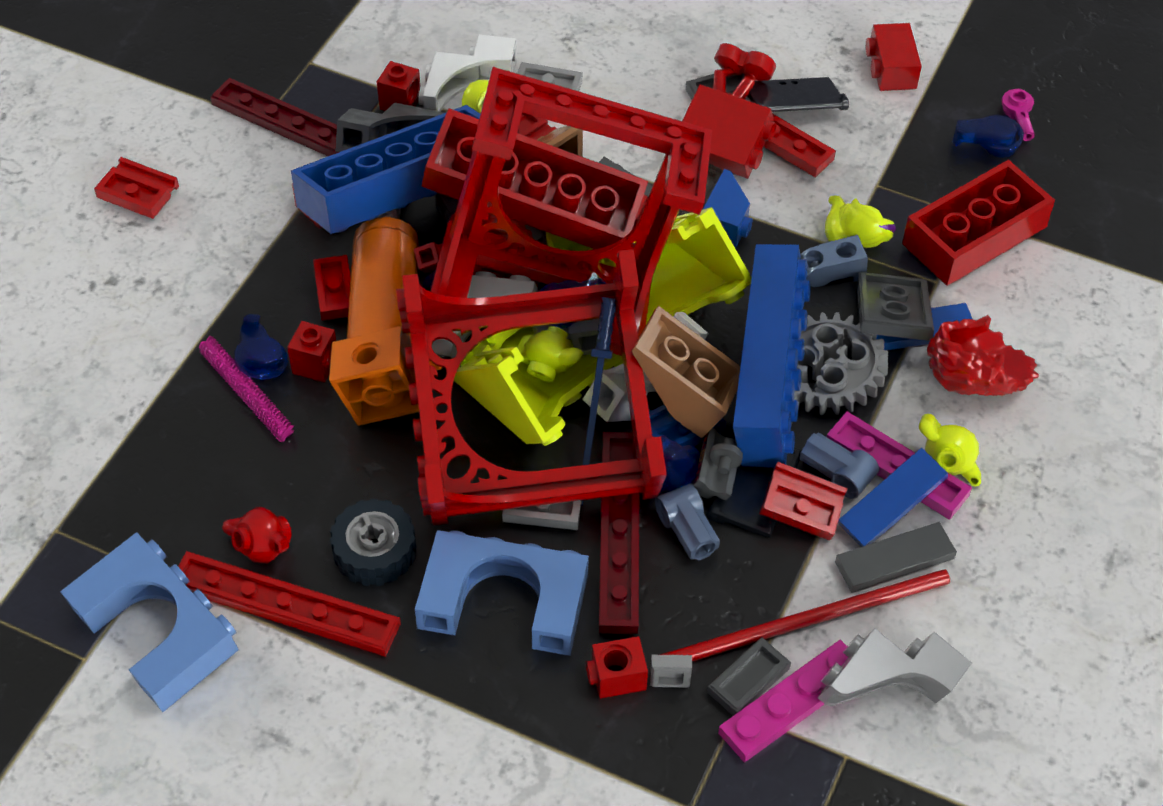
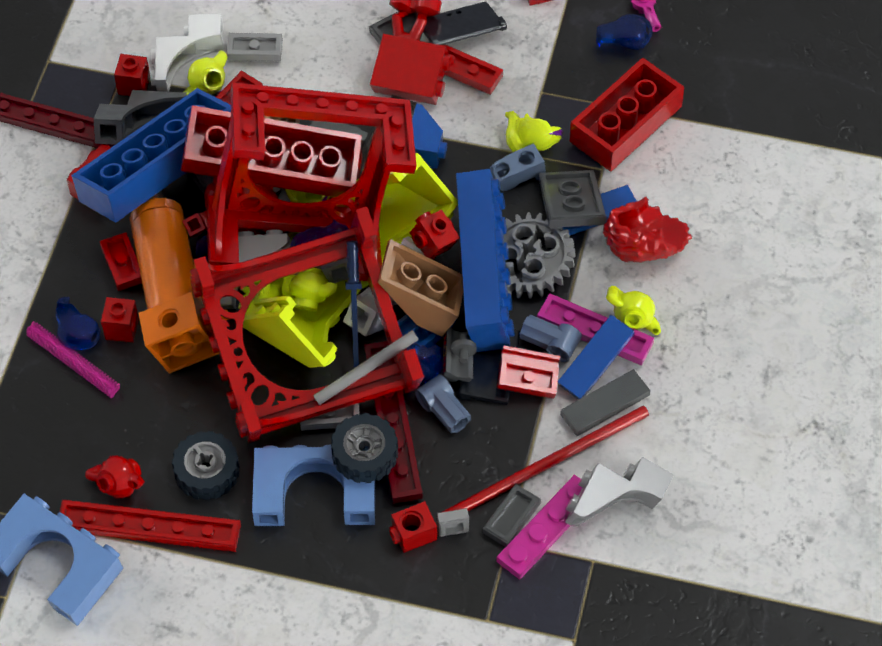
camera: 10 degrees left, 5 degrees up
(564, 537) = (353, 437): none -> black wheel
(596, 455) = (366, 367): none -> light grey bar
(715, 311) = (434, 234): none -> red brick

